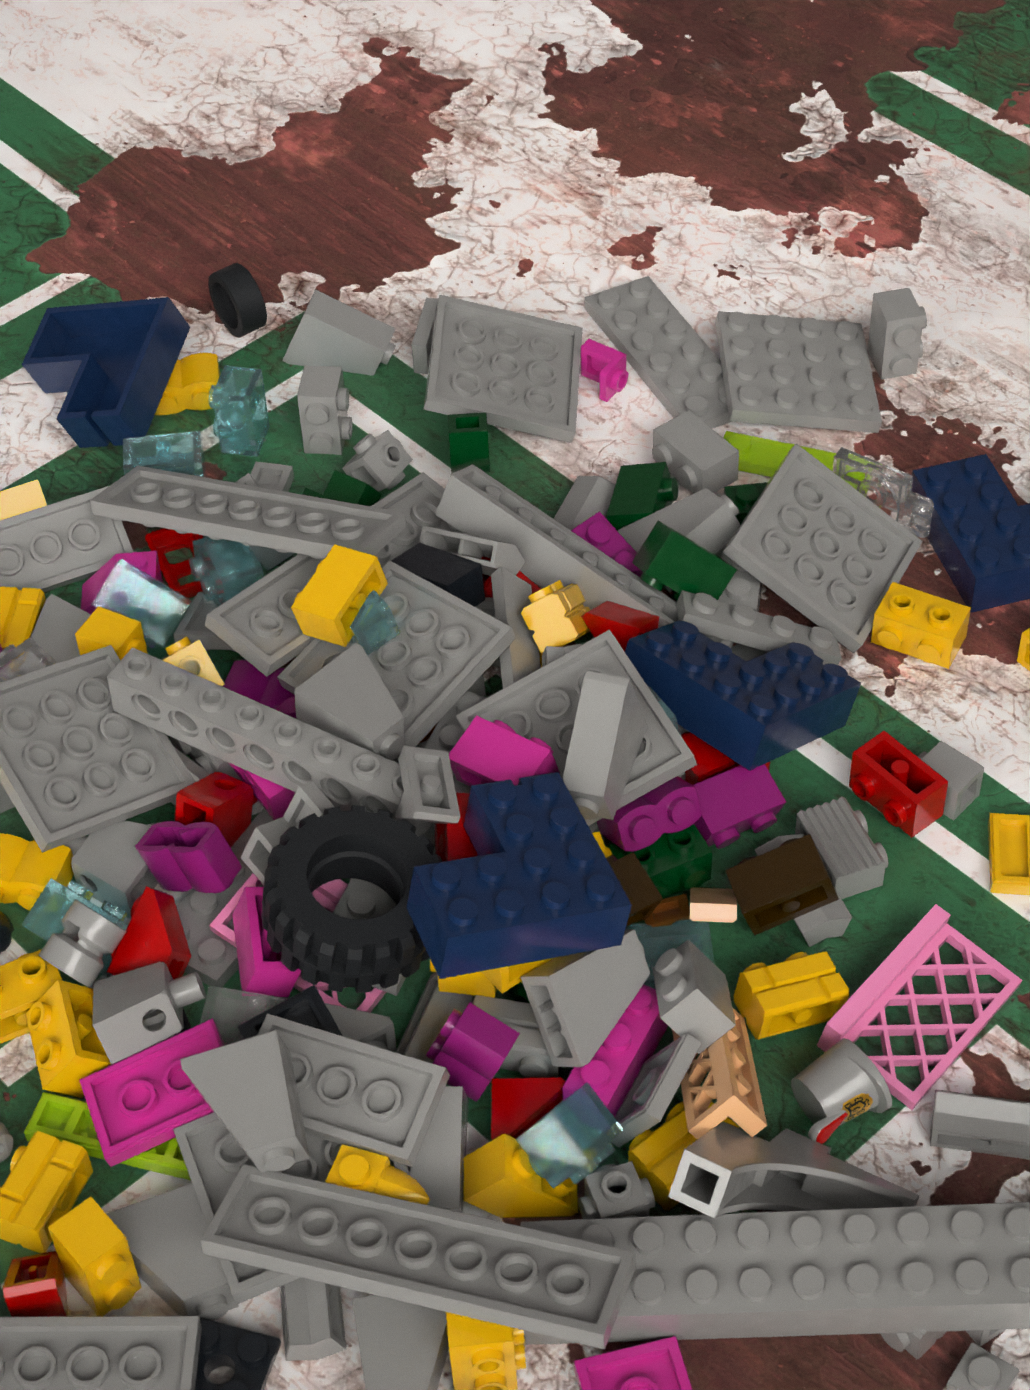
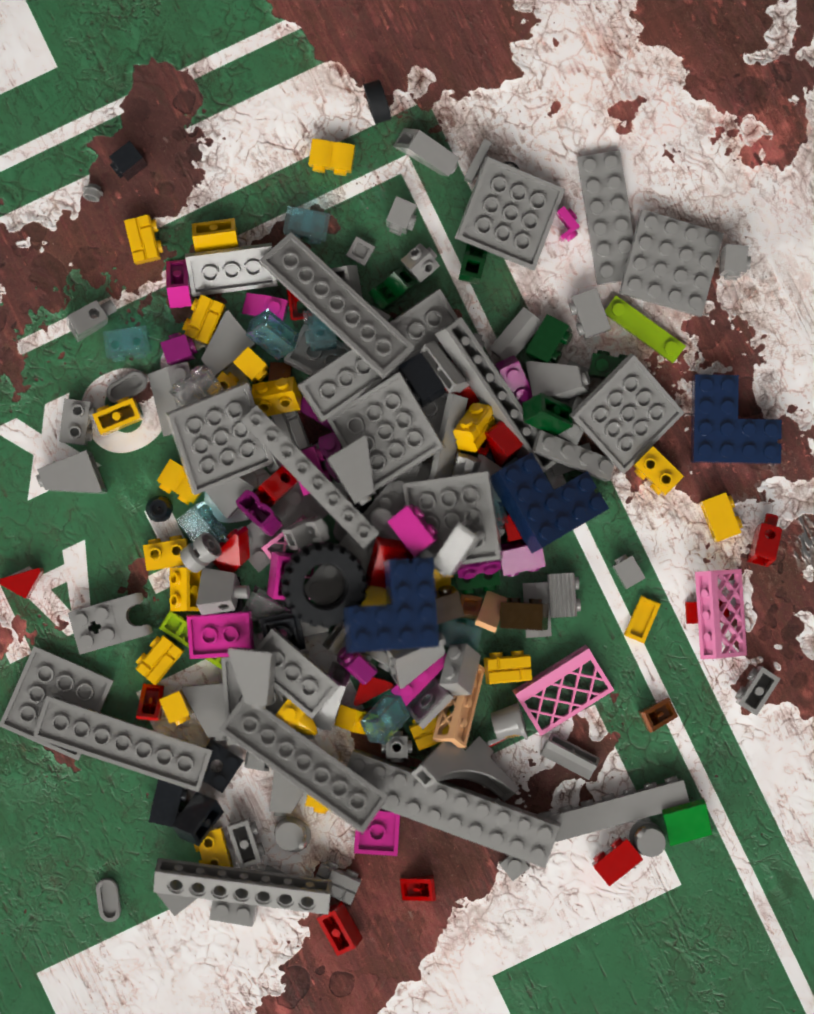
camera: 20 degrees right, 40 degrees up
(110, 363) = (301, 146): dark blue piece -> none
(240, 410) = (355, 201): clear light blue brick -> none
(337, 594) = (365, 395): yellow brick -> none
(374, 624) = (379, 418): clear light blue slope -> none
(427, 787) = (371, 548): light grey slope -> none
(897, 784) = (602, 571): red brick -> none
(912, 509) = (671, 386): clear piece -> none

